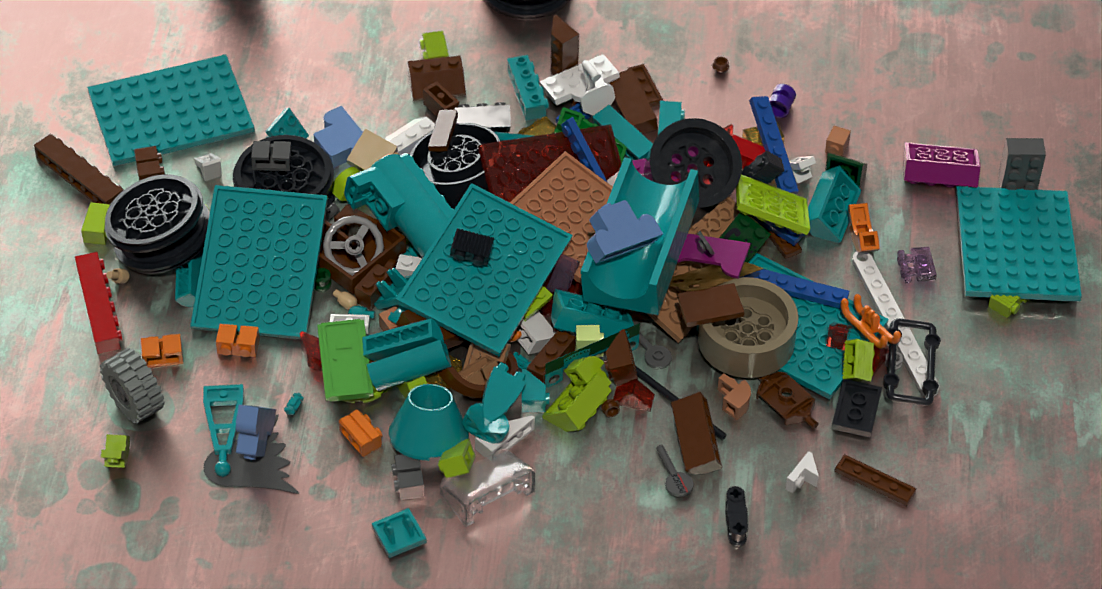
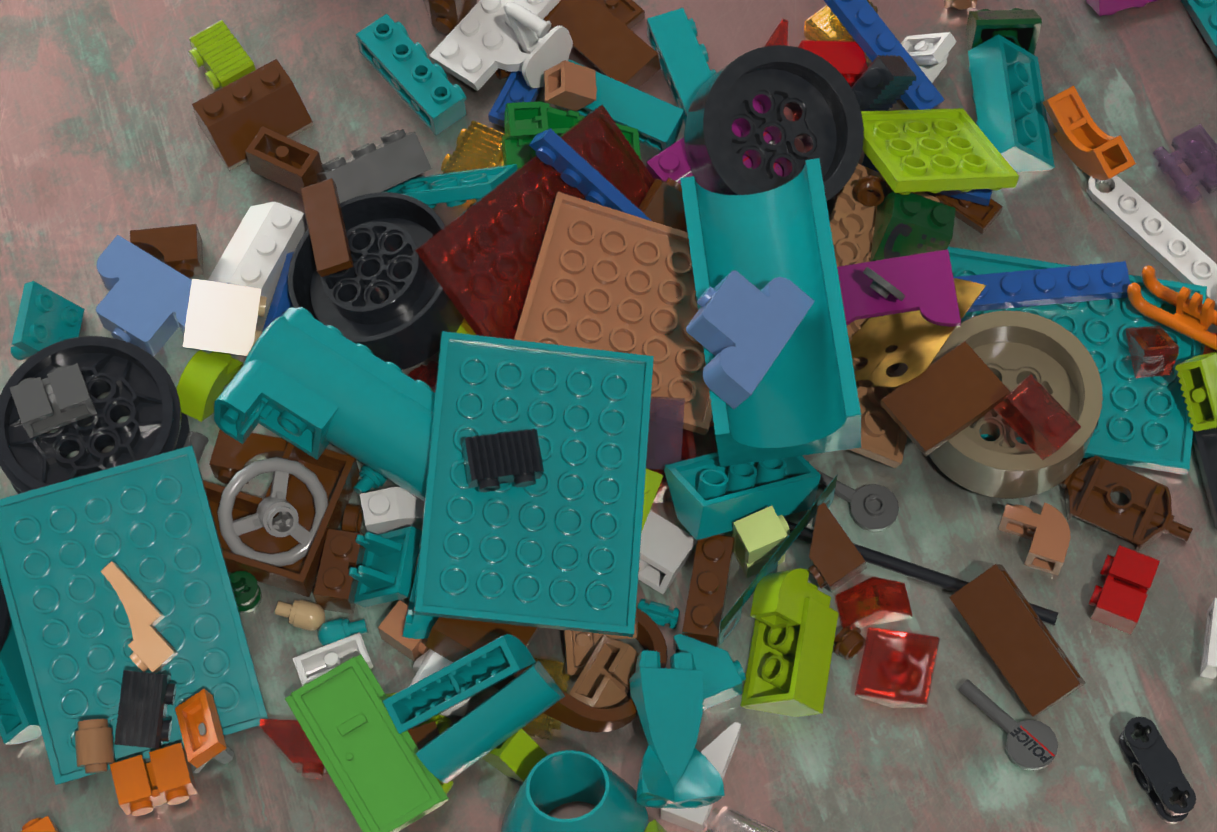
camera: 20 degrees left, 15 degrees up
(216, 312) = (94, 745): none -> medium nougat brick
(248, 304) = (144, 709): none -> black brick
(266, 264) = (148, 645): none -> light nougat slope
(269, 327) = (202, 731): none -> orange piece
(366, 119) = (173, 245): none -> reddish brown arch
(601, 112) = (570, 85): none -> nougat brick
(628, 426) = (897, 668): none -> clear red slope
(727, 213) = (871, 190): none -> reddish brown plate
(749, 324) = (1037, 417): none -> clear red brick
(765, 434) = (1124, 589): none -> red piece

